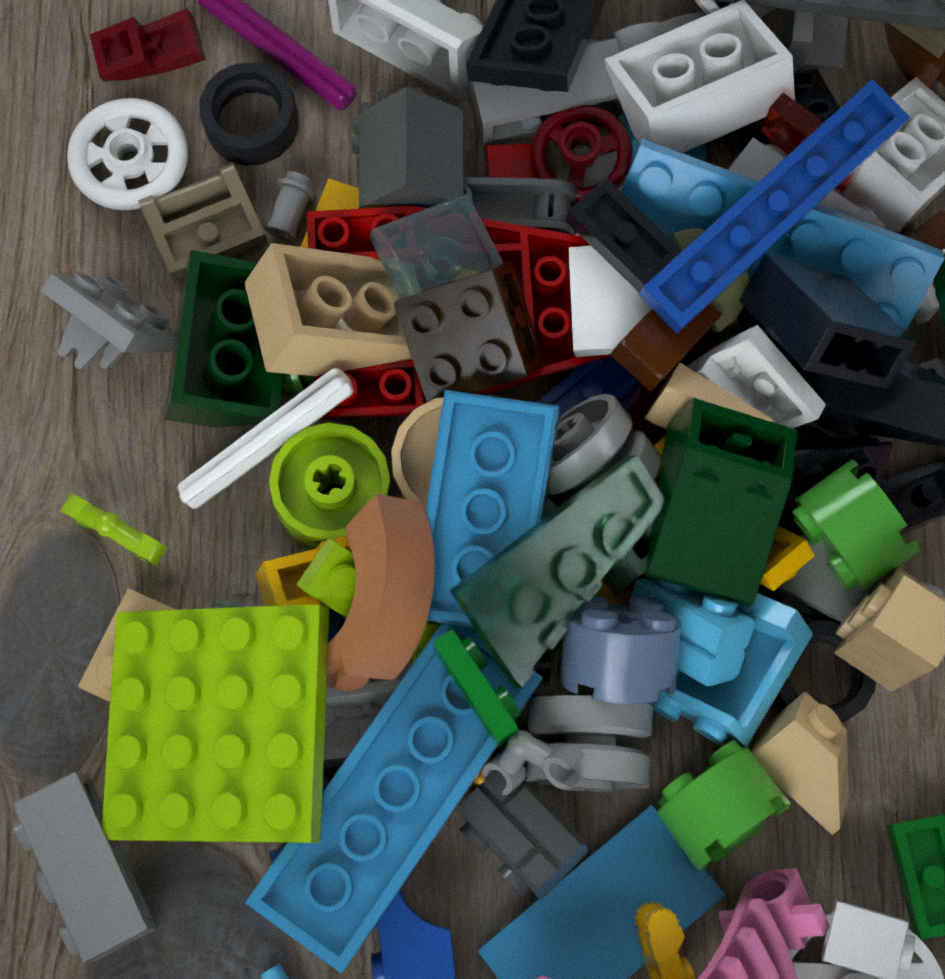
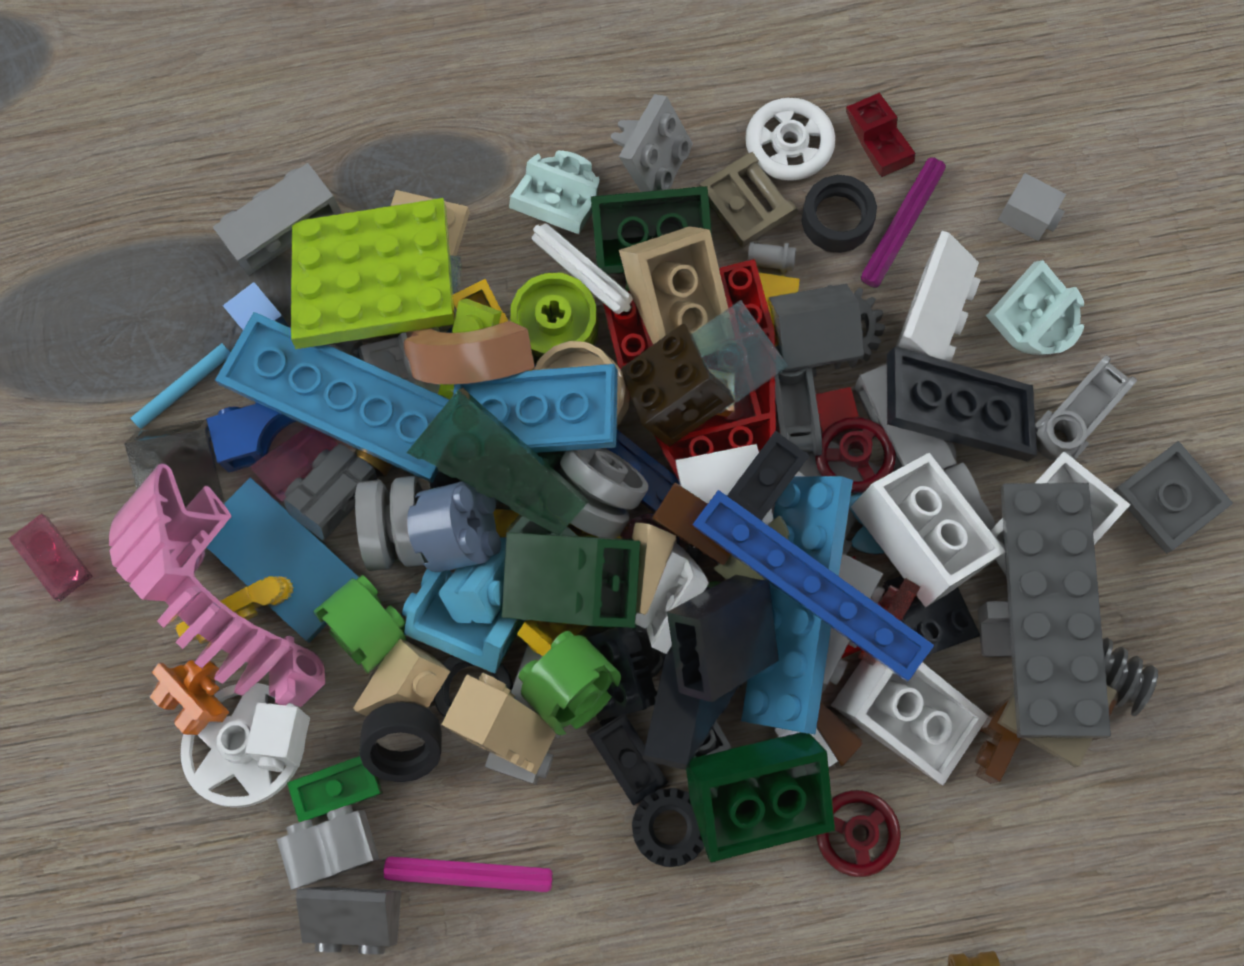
camera: 85 degrees right, 0 degrees up
(111, 526) = (499, 207): lime arm -> none
(134, 459) = (557, 190): none -> light aqua slope
(225, 917) = (249, 301): none -> light blue brick
(463, 884) = (291, 460): none -> clear pink slope
(464, 664) = (402, 434): green plate -> none
(524, 747) = (366, 472): light grey arm -> none
(888, 772) = (398, 765): none -> black tyre

